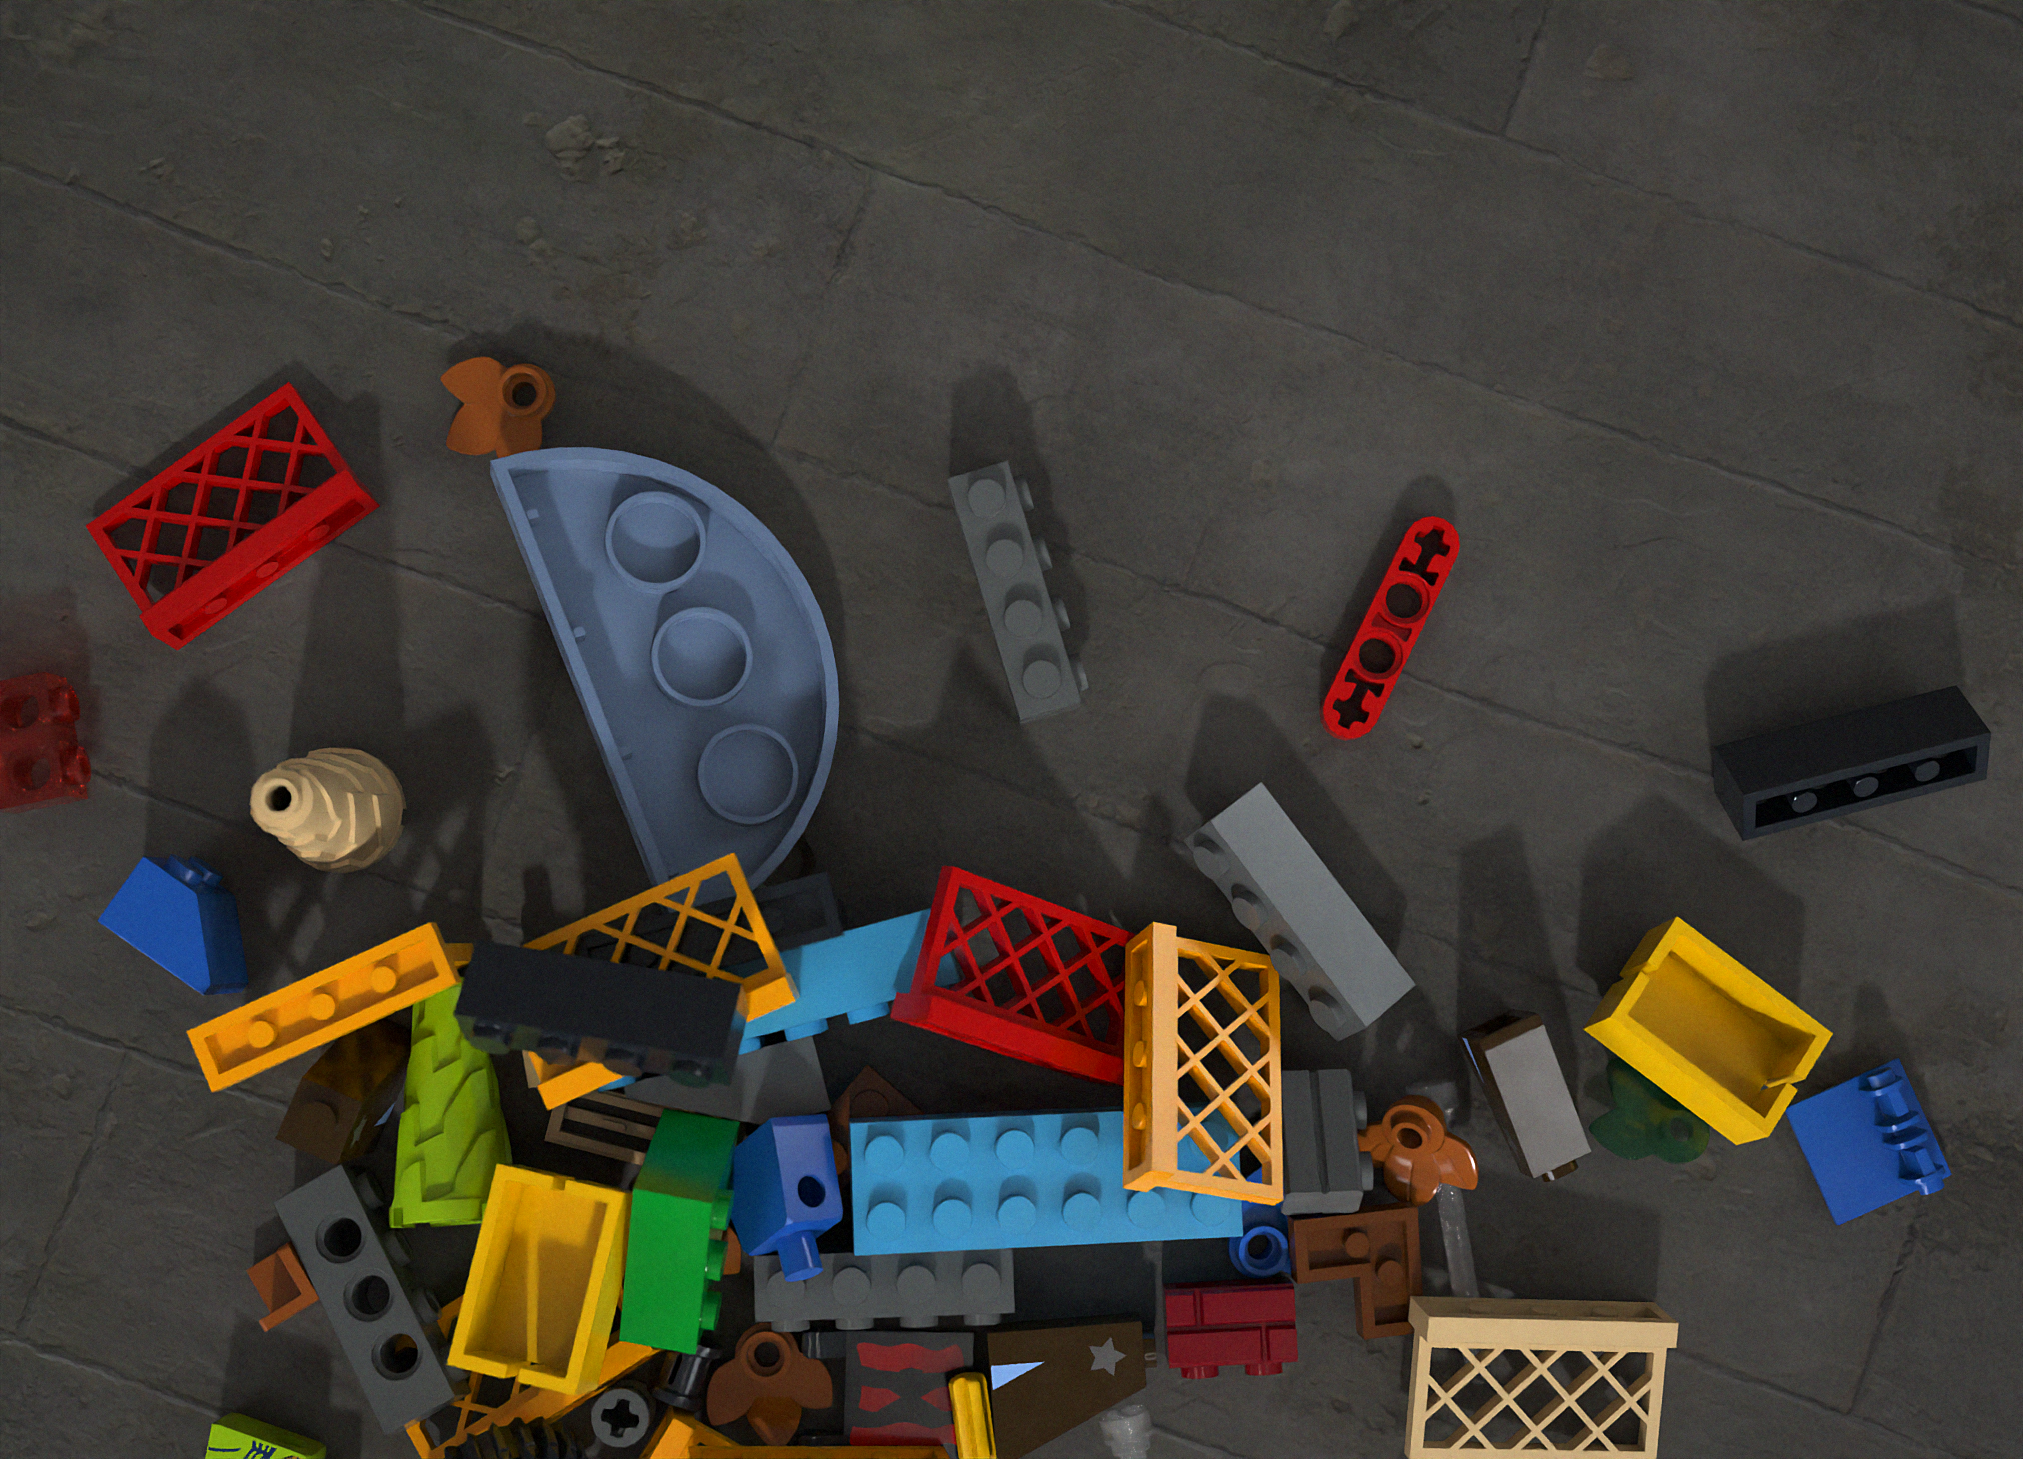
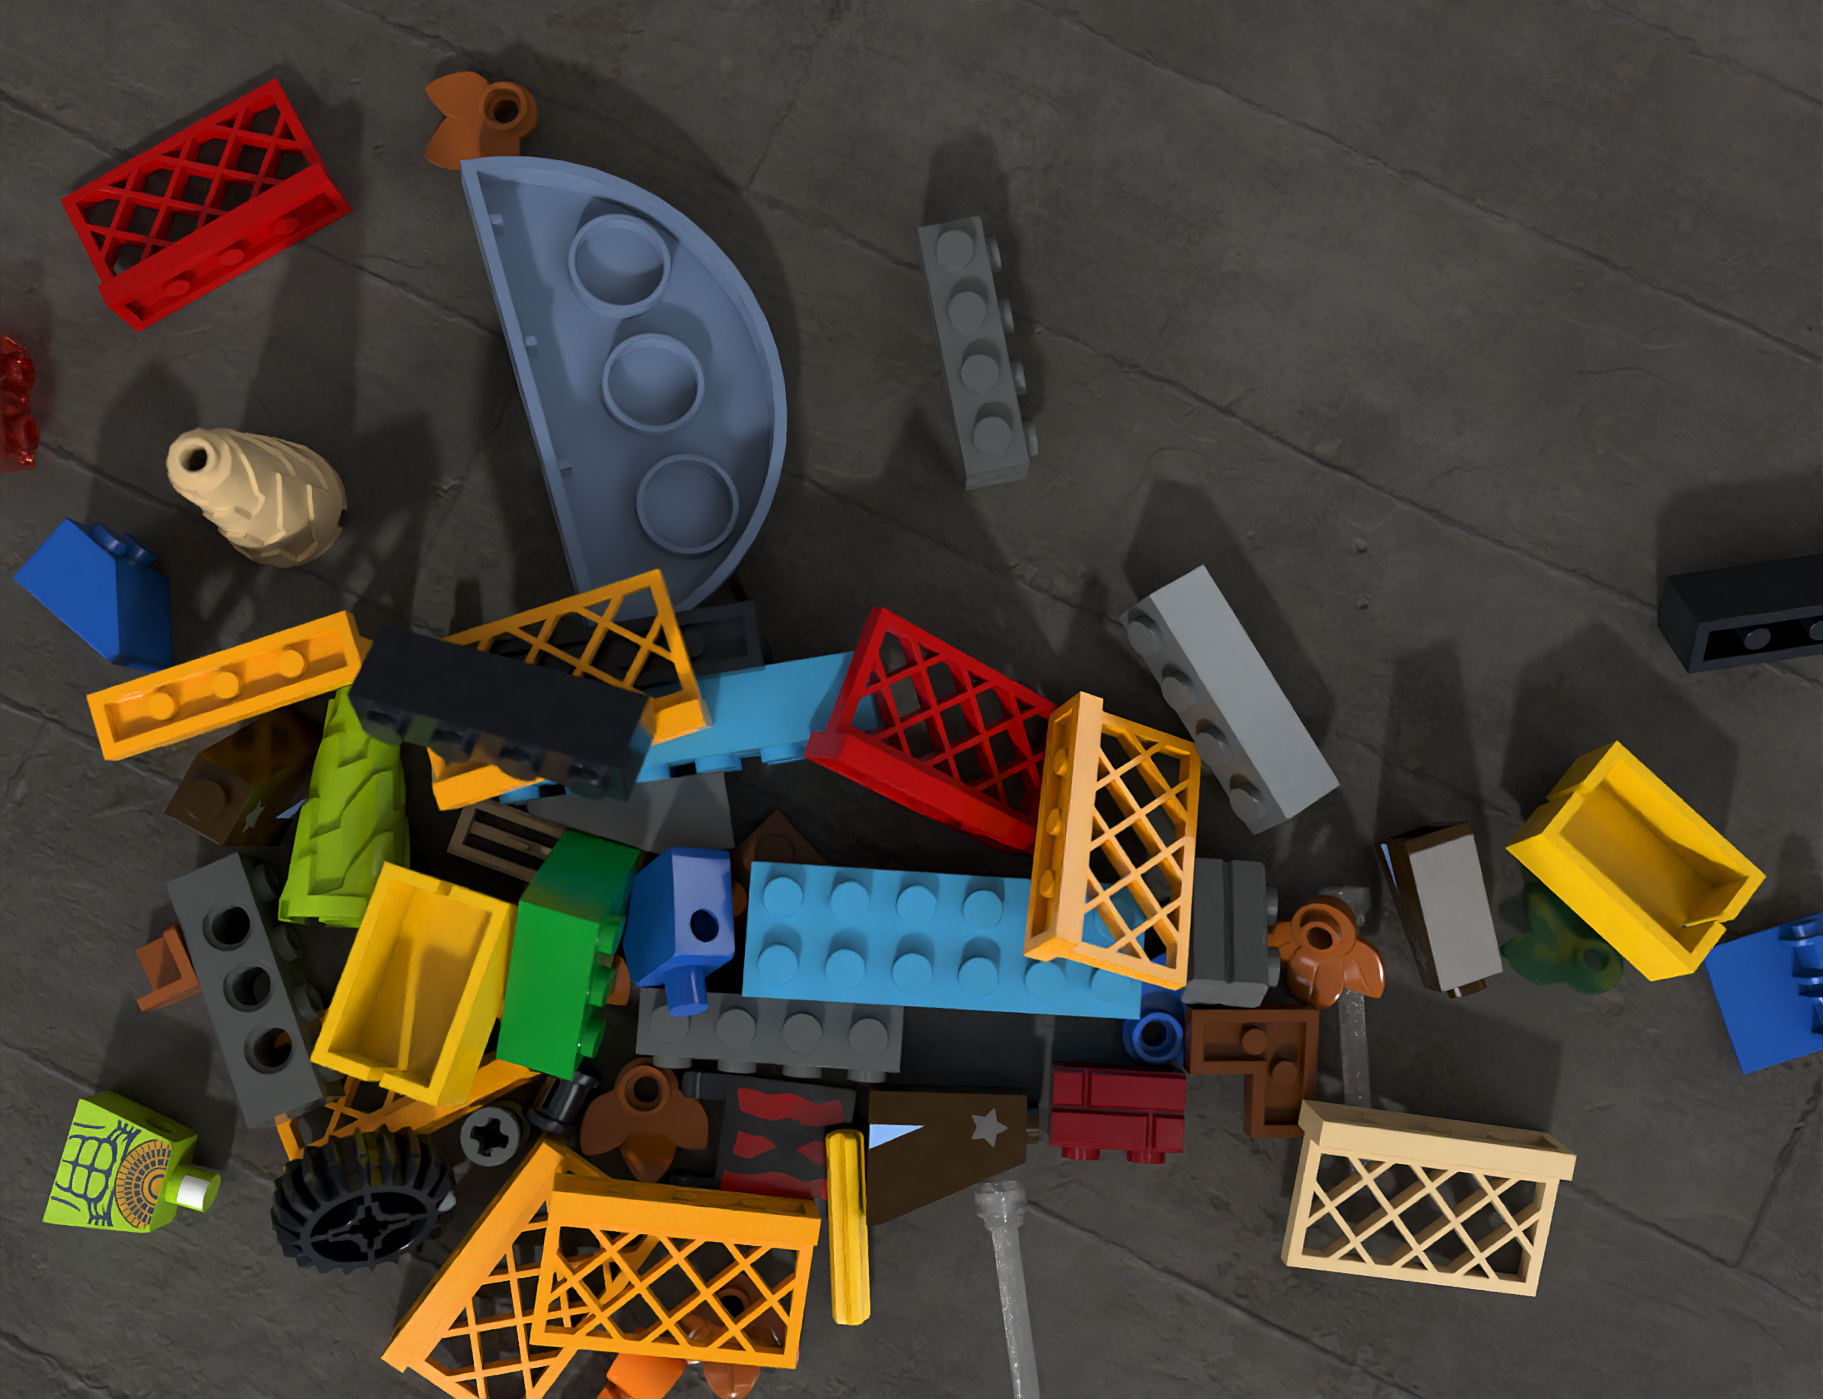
camera: 15 degrees right, 0 degrees up
(1393, 630) = (1342, 426): red beam -> none

